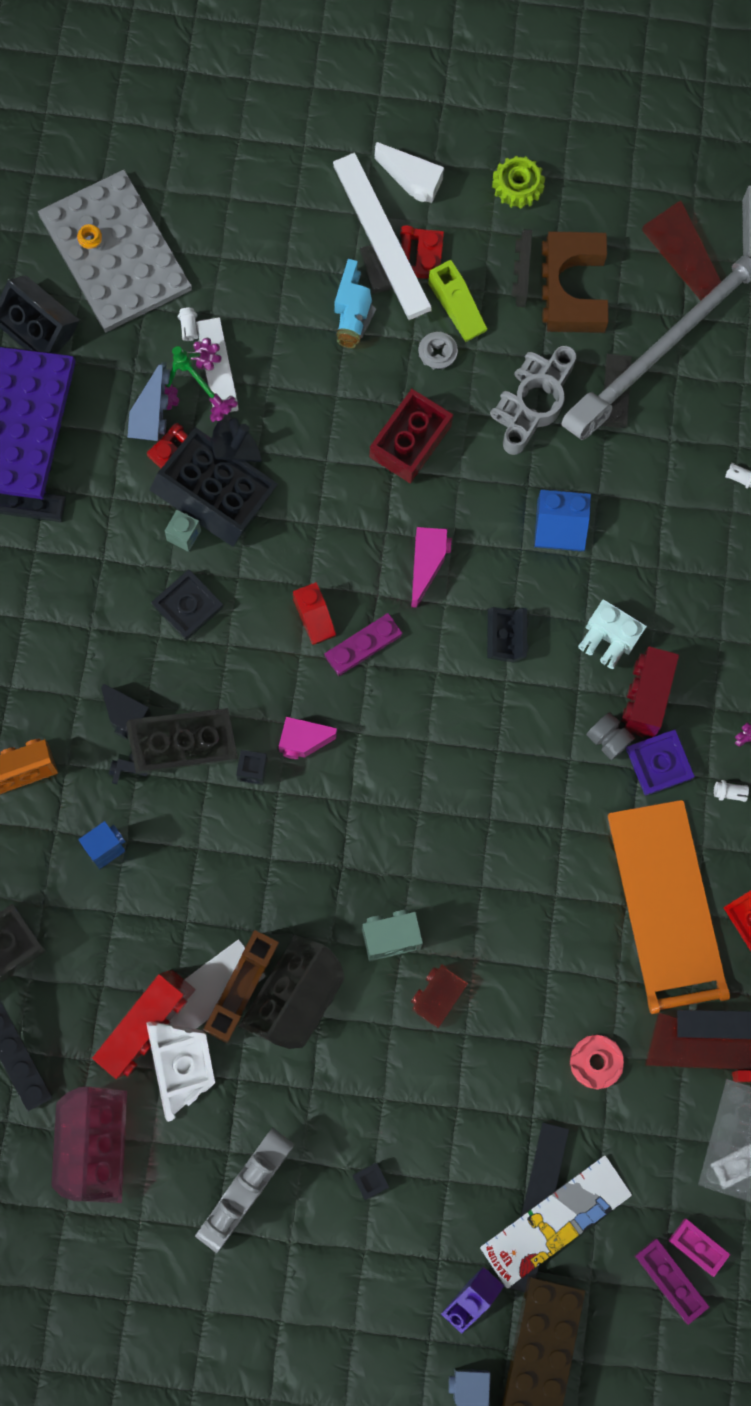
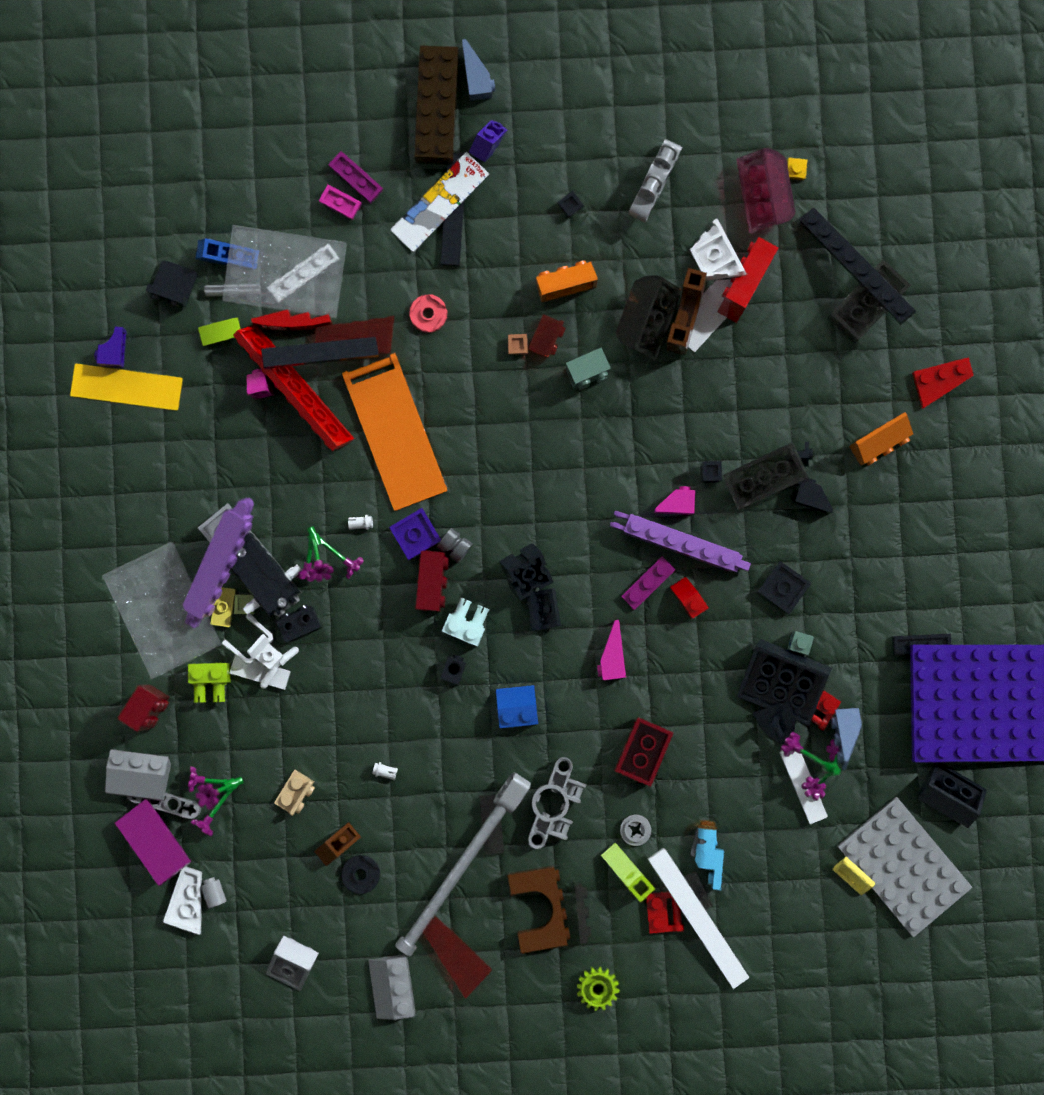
camera: 175 degrees right, 10 degrees up
(37, 1174) = (797, 168): none -> yellow plate
(89, 230) = (932, 869): light orange plate -> none
(103, 844) = (805, 395): blue brick -> none
(180, 248) = (853, 876): none -> light yellow plate
(188, 324) = (833, 814): white pin -> none
(311, 684) = (681, 543): none -> medium lavender hinge
(398, 1069) = (566, 281): none -> orange slope
(414, 174) = (680, 977): white slope -> none
(480, 993) = (517, 344): none -> nougat plate
(523, 681) = (526, 571): none -> black brick
(640, 571) = (446, 675): none -> black brick

